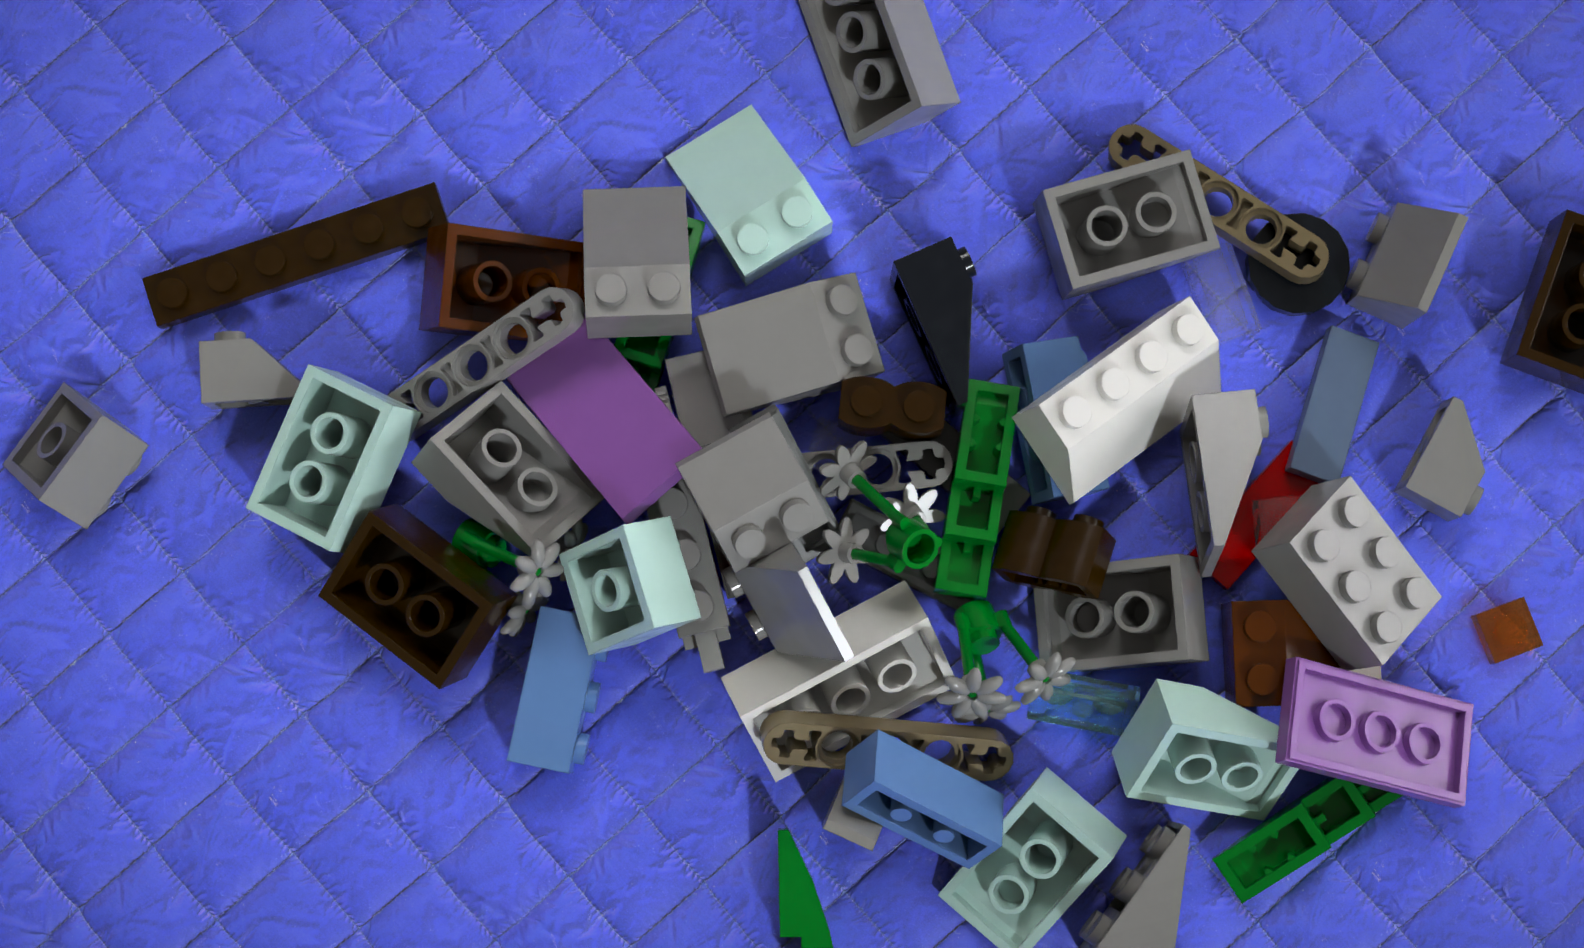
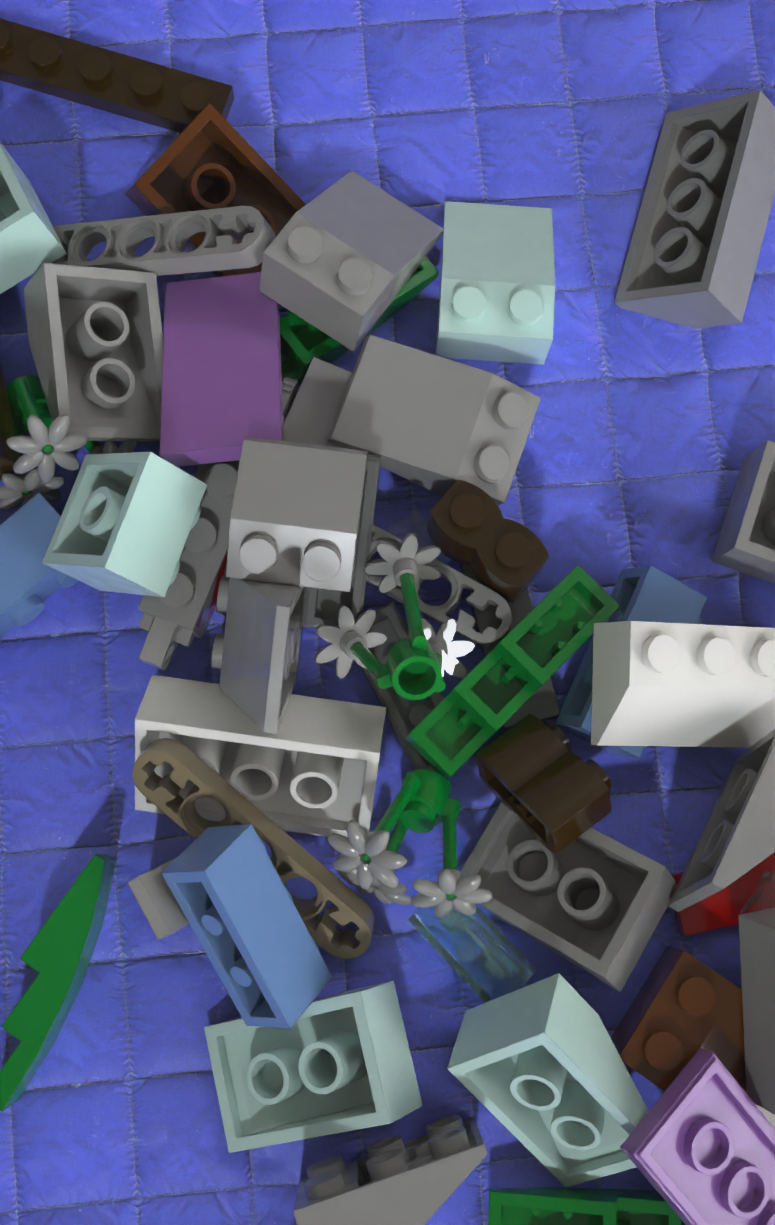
camera: 30 degrees right, 5 degrees down
(937, 302) = (599, 468): black slope -> none

